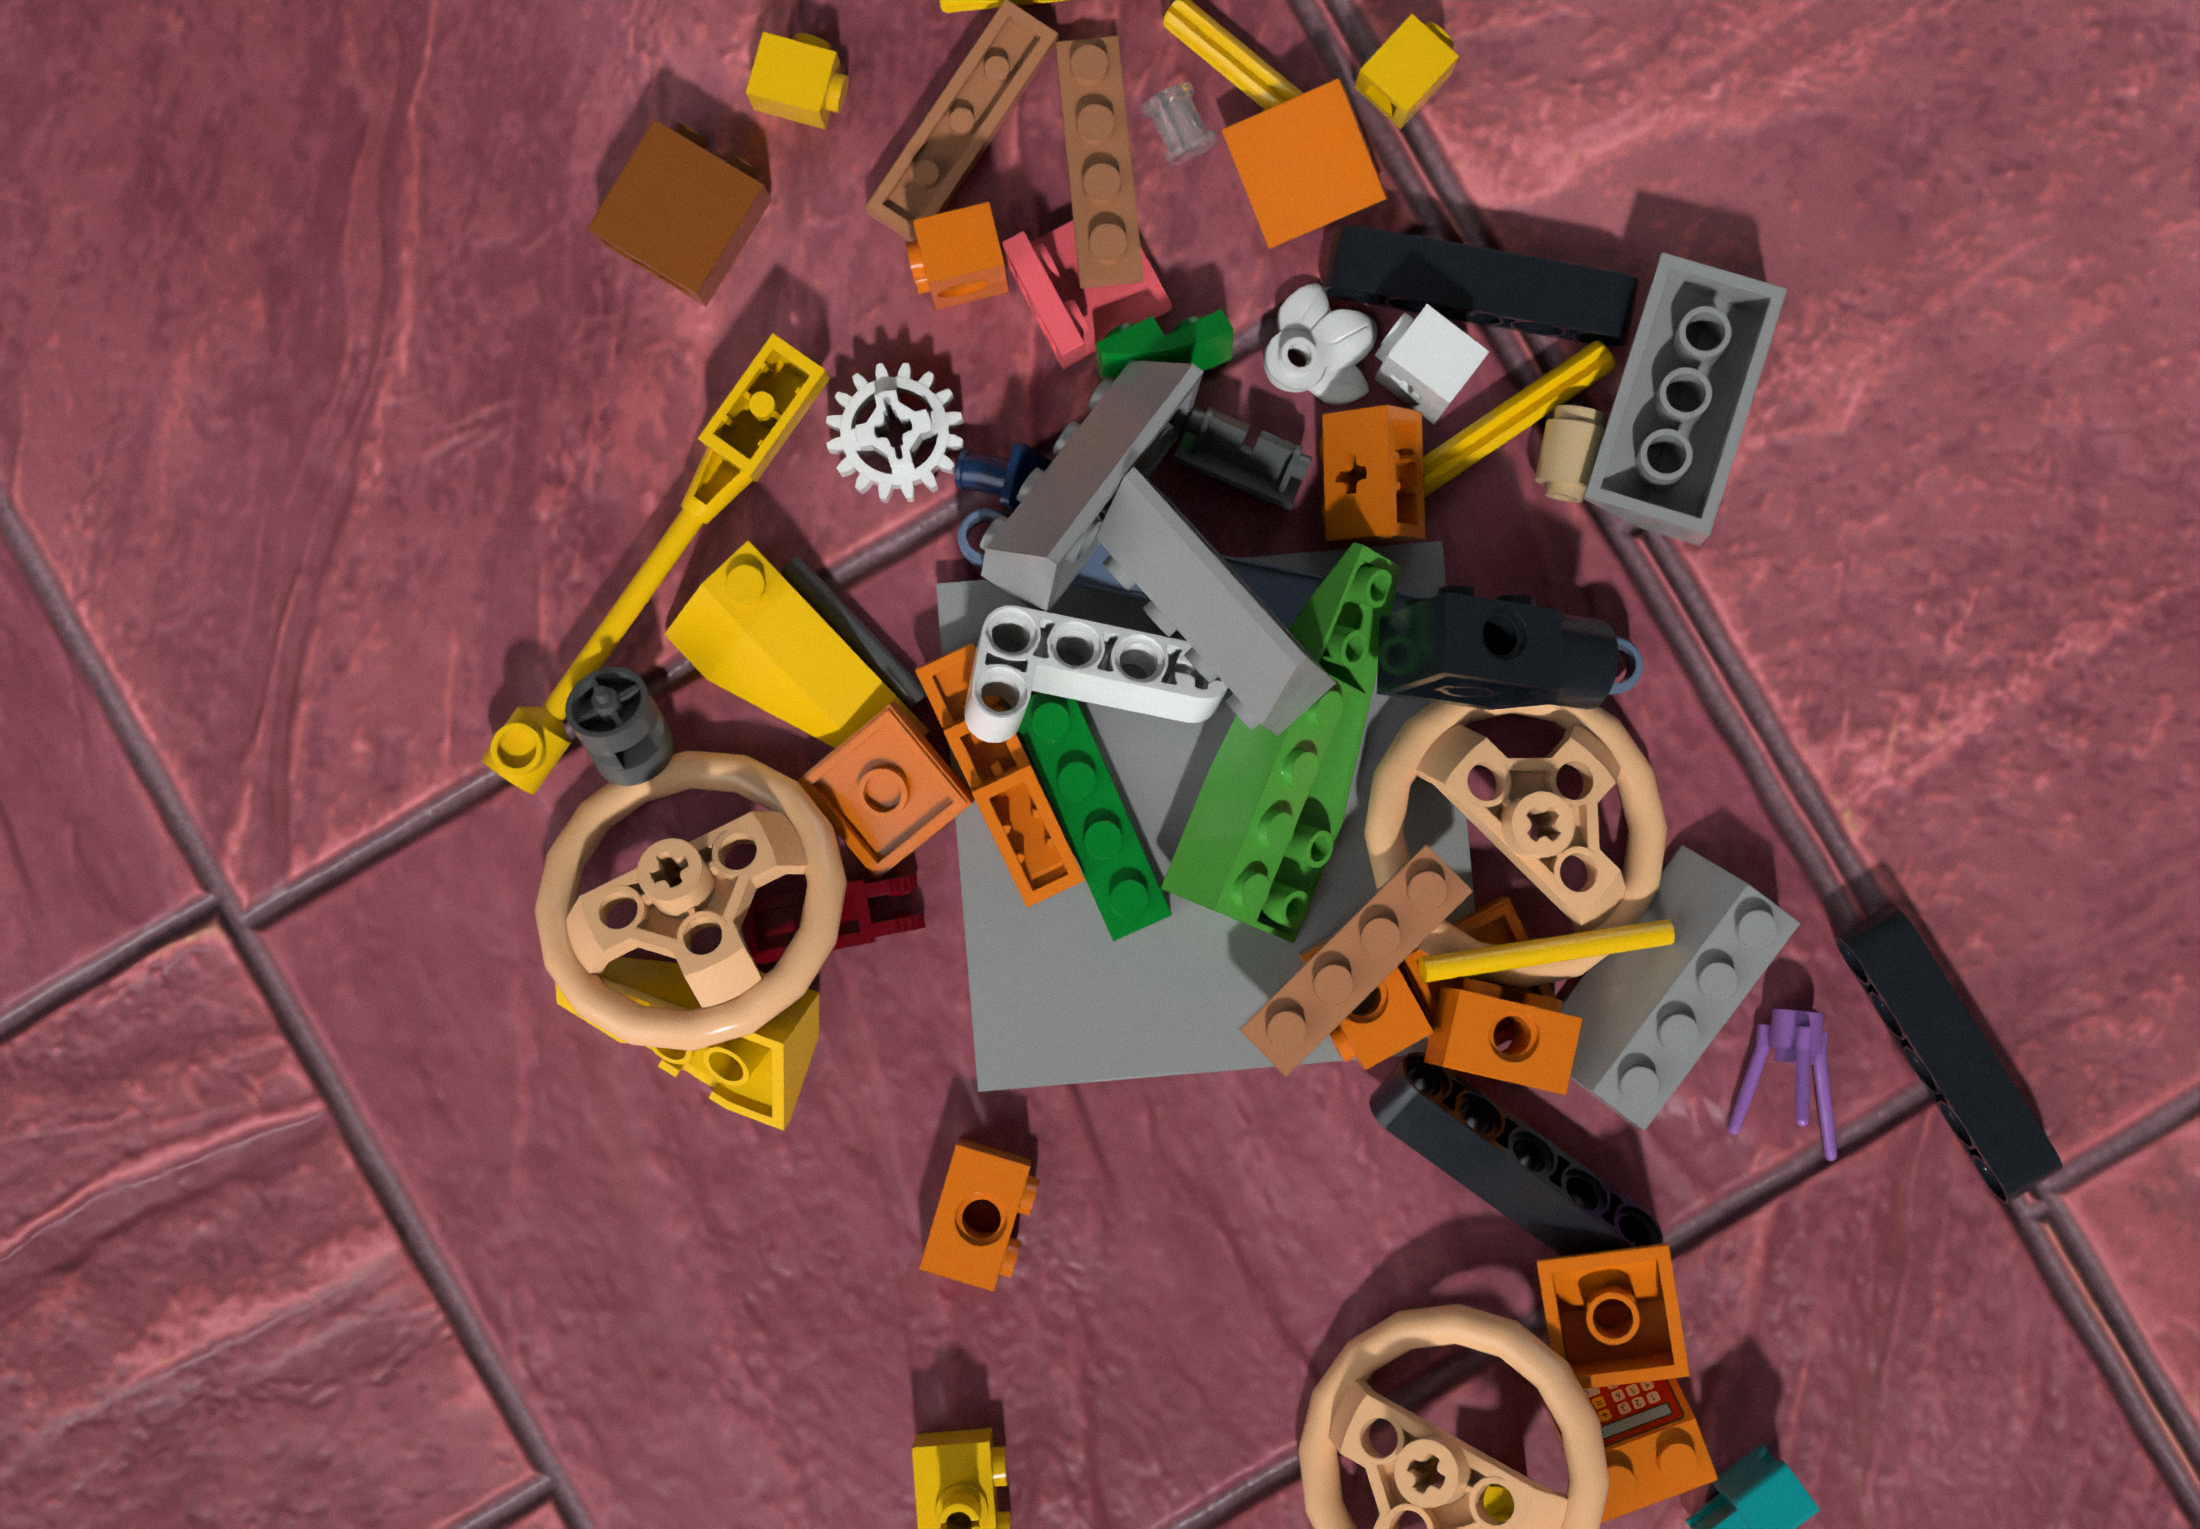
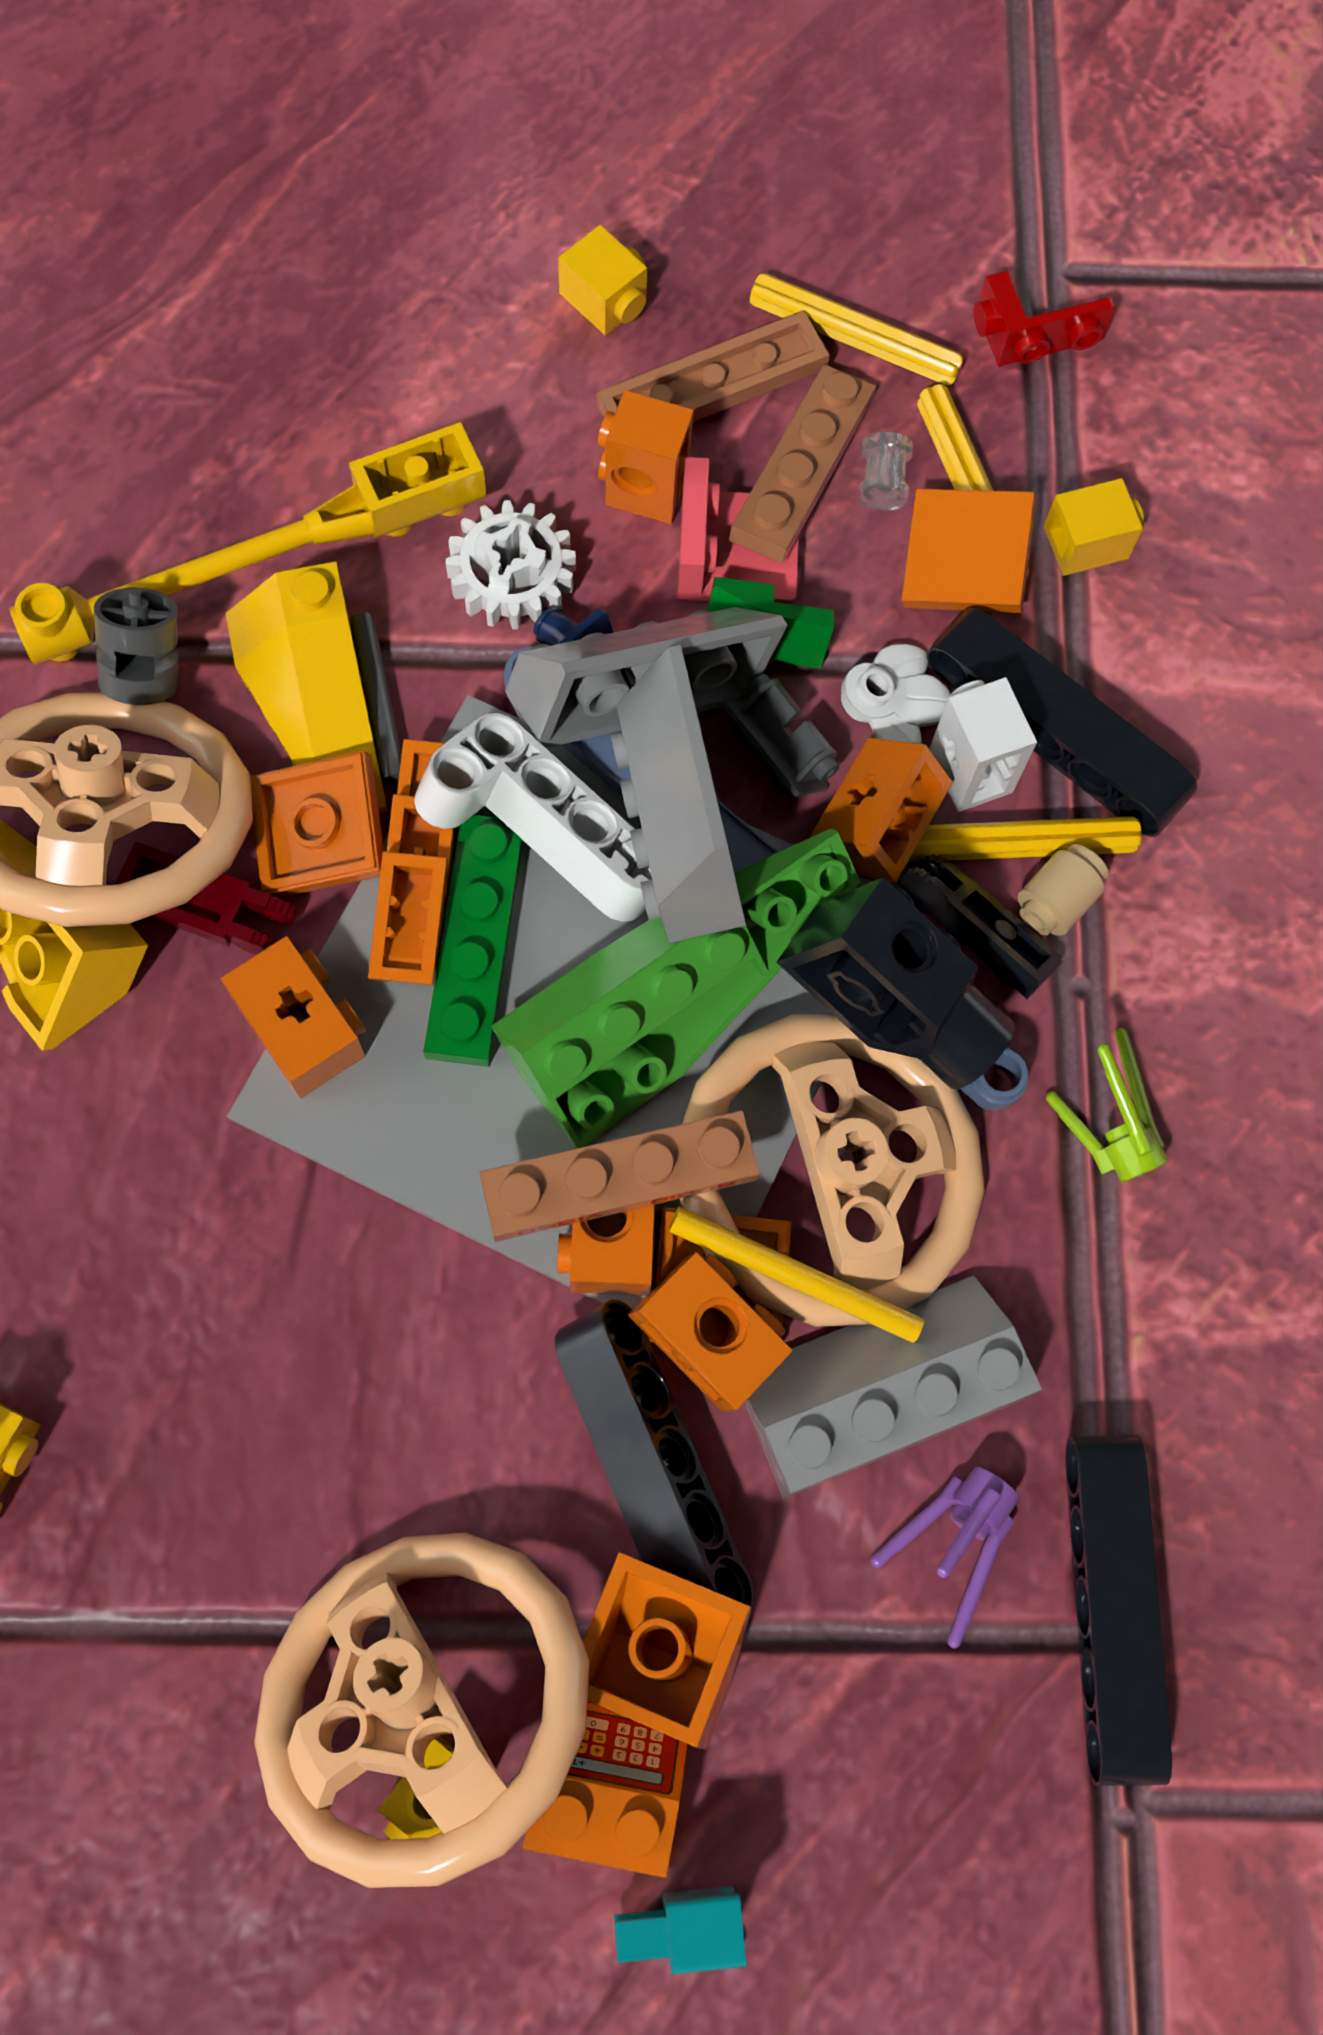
camera: 25 degrees right, 15 degrees down
(681, 210) = (452, 316): dark orange brick -> none
(947, 979) = (275, 984): none -> orange brick
(953, 1245) = (115, 1222): orange brick -> none
(1517, 528) = (981, 923): none -> black hinge
(1684, 398) = (1183, 894): light grey slope -> none
(1757, 649) = (1134, 1145): none -> lime plant

